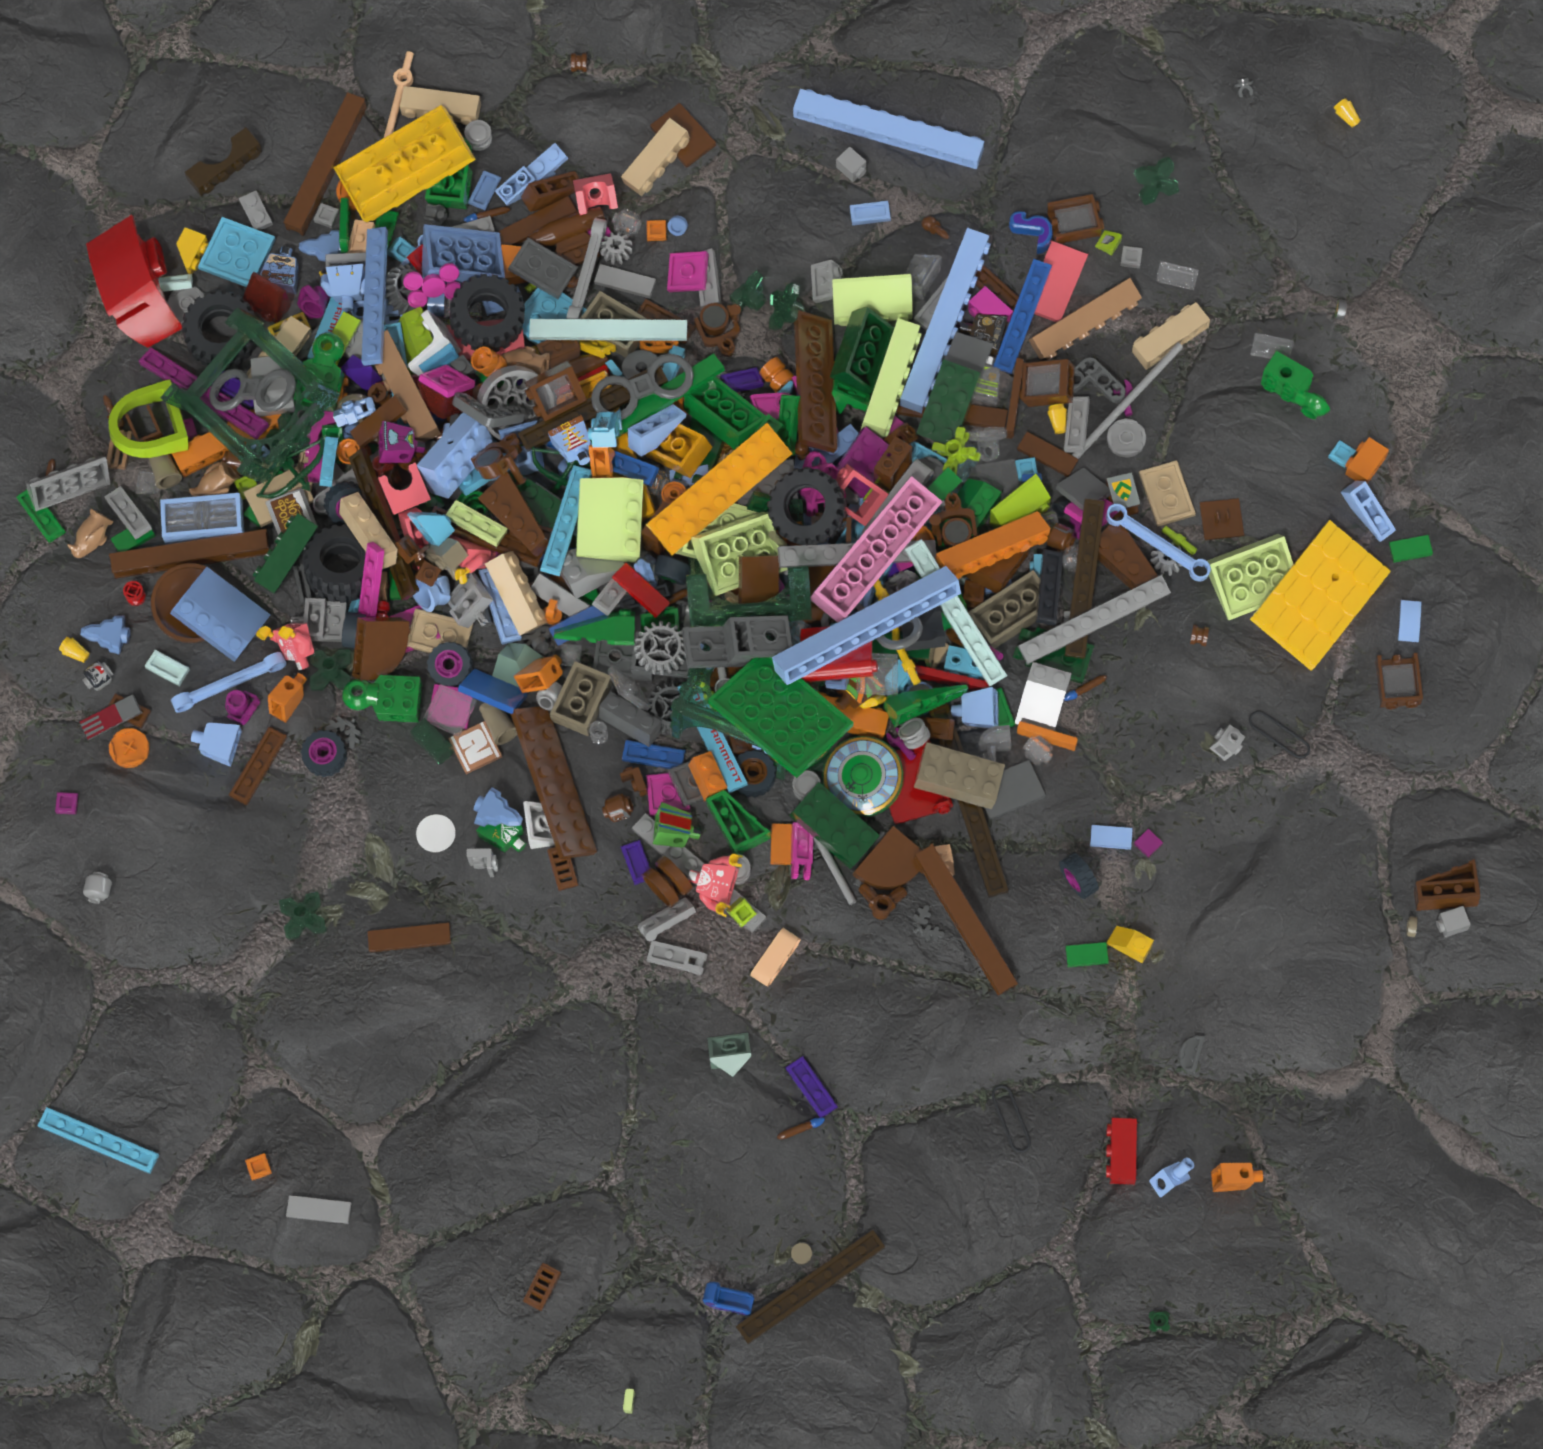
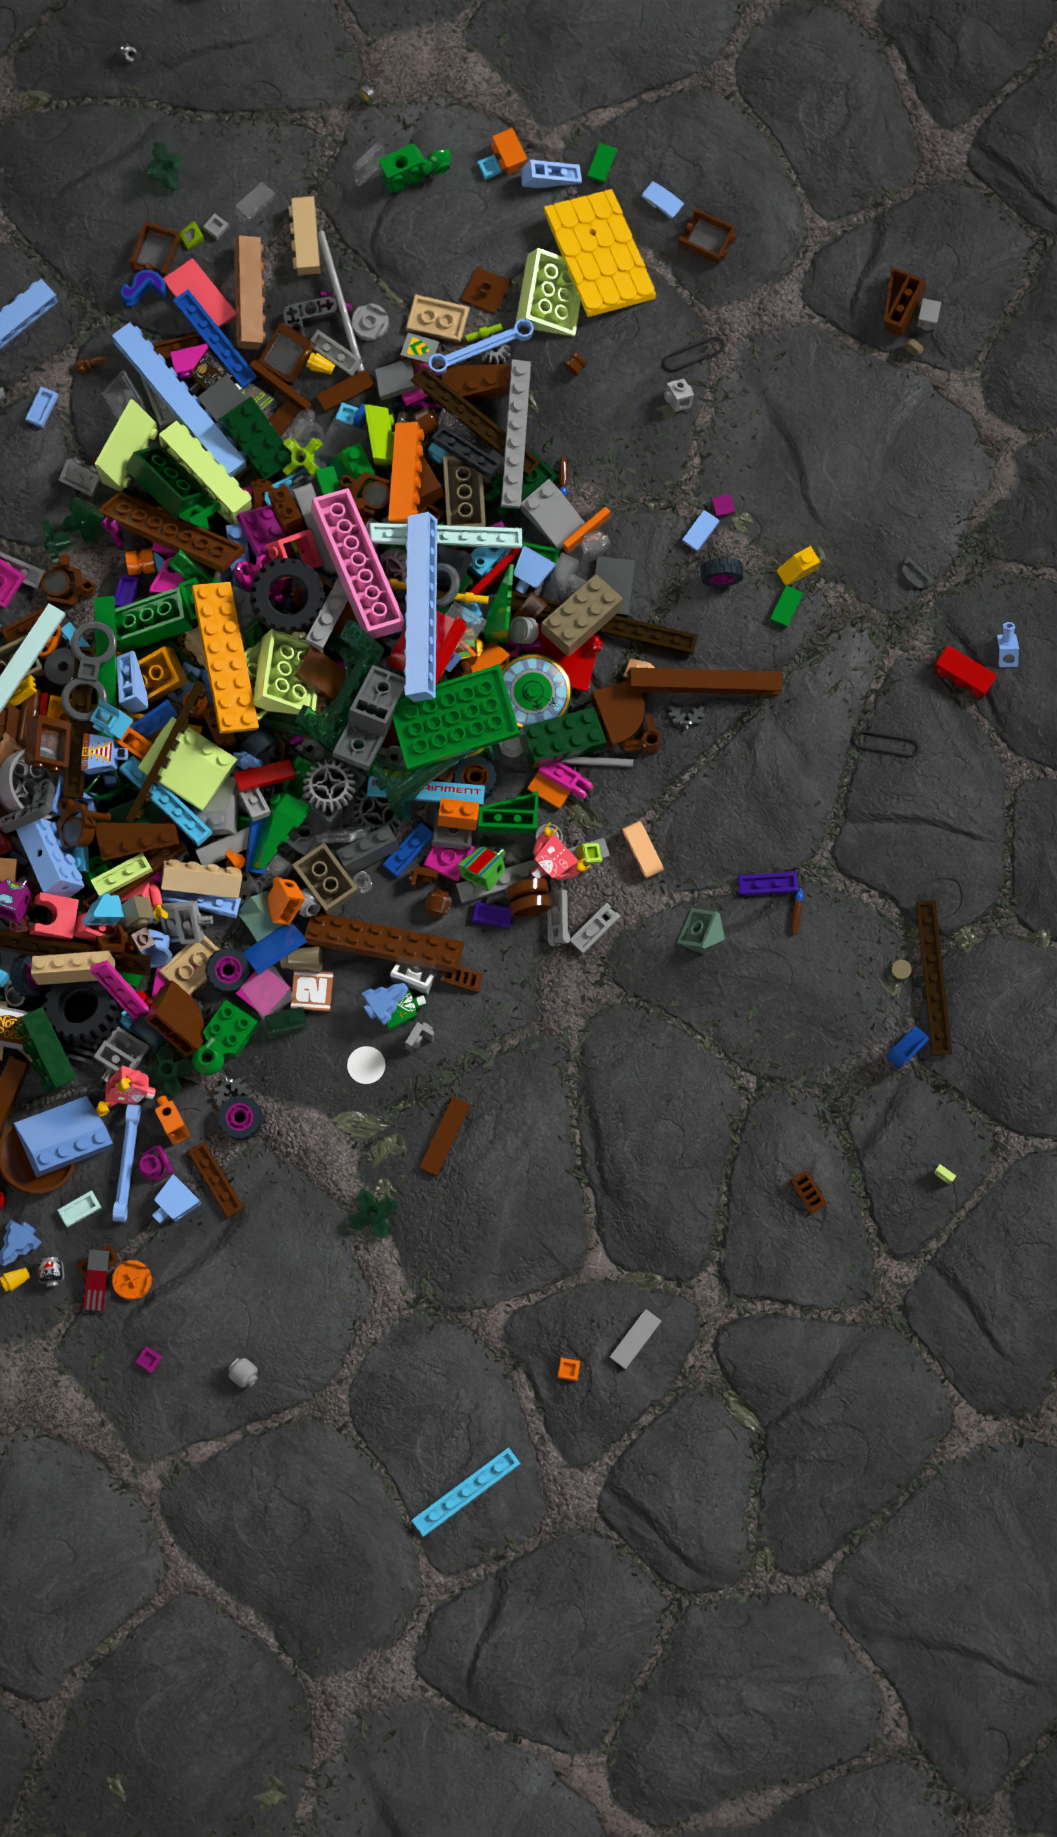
camera: 60 degrees left, 5 degrees up
(611, 491) = (163, 760): none -> dark brown plate
(613, 369) = (51, 689): medium azure tile -> none
(791, 333) = (113, 527): none -> magenta bar
(801, 451) = (223, 577): reddish brown bar -> none
(1234, 1176) = (1037, 599): orange torso -> none

